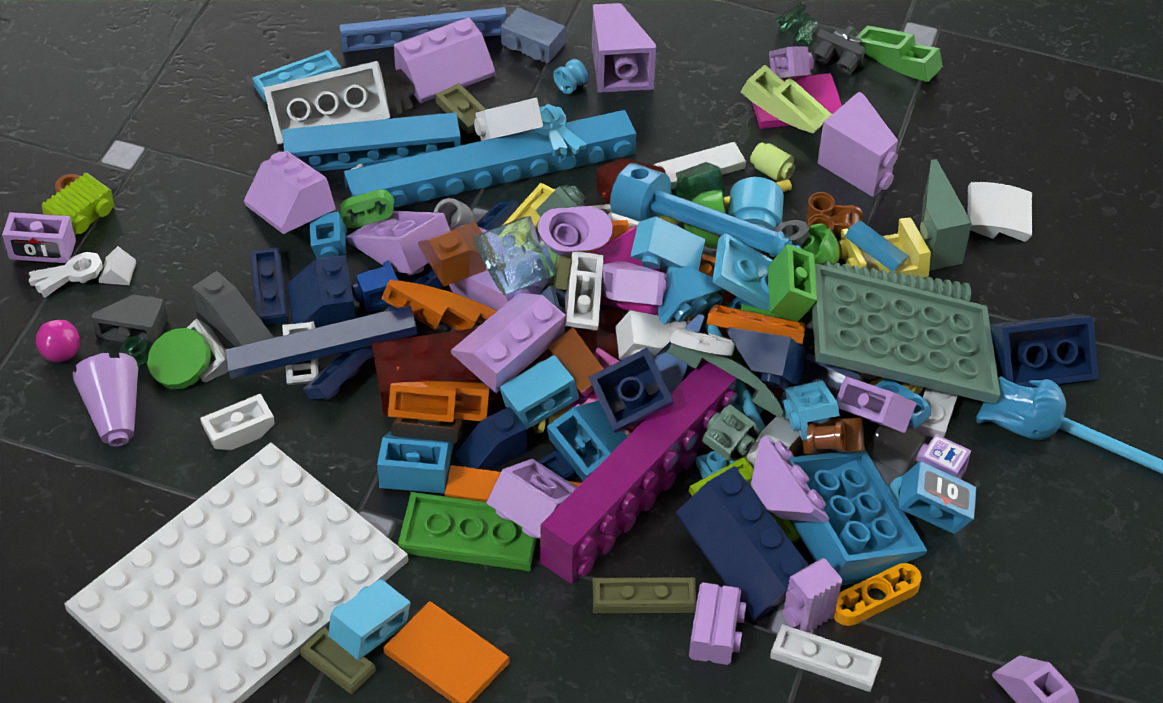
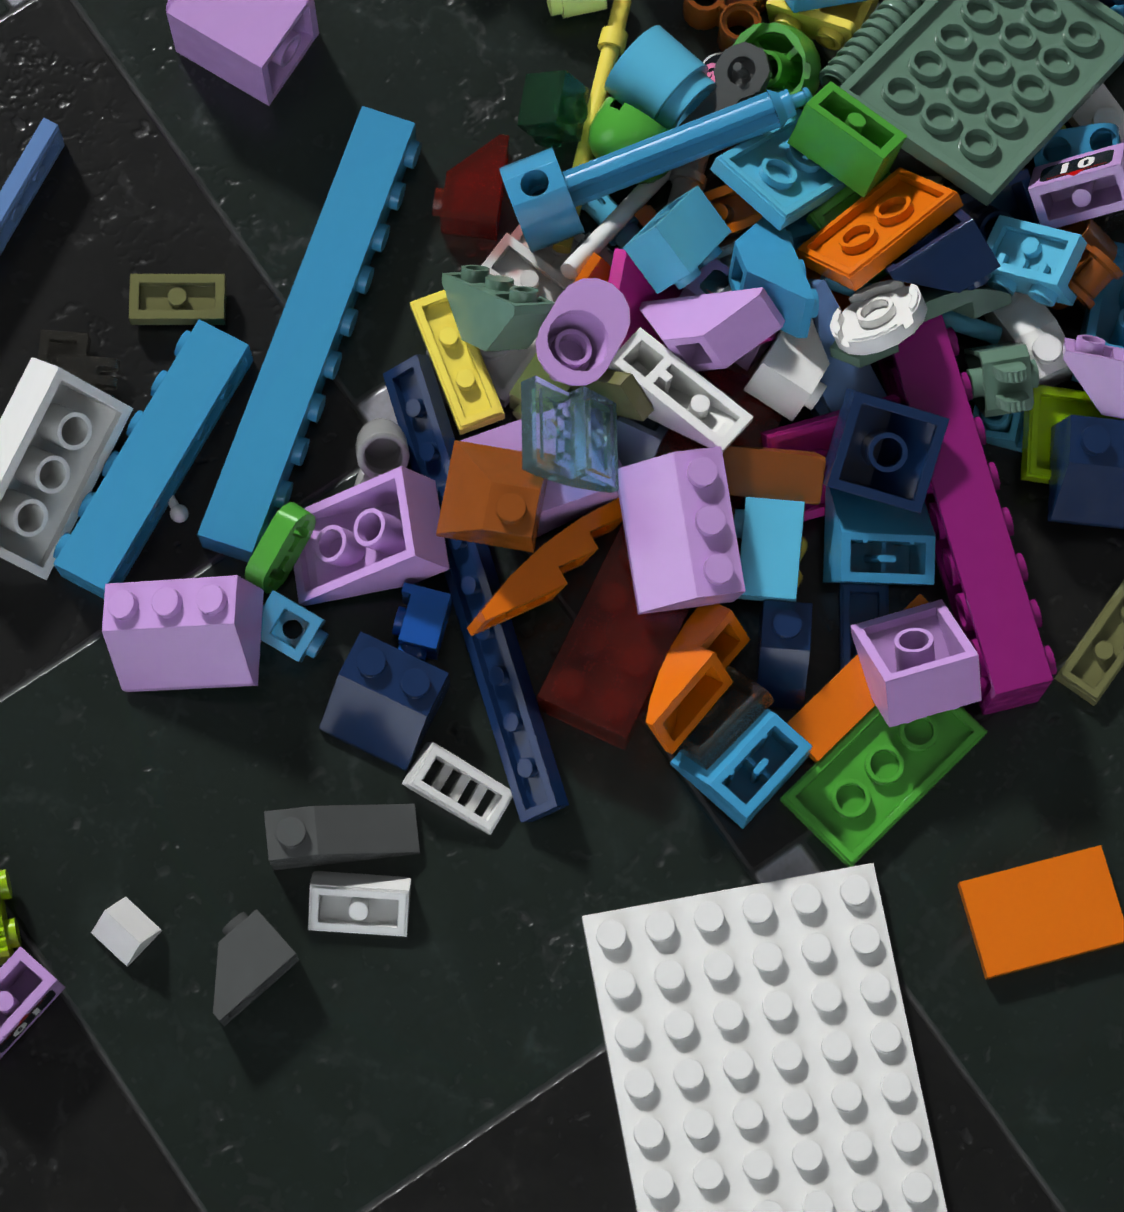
camera: 55 degrees left, 25 degrees up
(58, 340) = (216, 1084): dark pink piece -> none
(78, 268) = (91, 978): white piece -> none
(109, 395) = (374, 1074): lavender cone -> none
(137, 348) = (296, 977): clear green plate -> none
(178, 358) = (359, 946): bright green tile -> none
(238, 423) = (514, 936): white slope -> none
(268, 286) = (305, 754): dark blue tile -> none
(320, 342) = (482, 756): tile -> none
(337, 662) = (962, 1040): olive tile -> none
(368, 618) = (946, 971): medium azure brick -> none
(444, 58) = (69, 261): lavender slope -> none
(508, 119) = (277, 264): white slope -> none
(533, 35) = (111, 115): sand blue brick -> none
(559, 136) = (313, 215): medium azure piece -> none
(571, 76) = (228, 122): medium azure wheel -> none
(725, 156) = (500, 96): white tile -> none

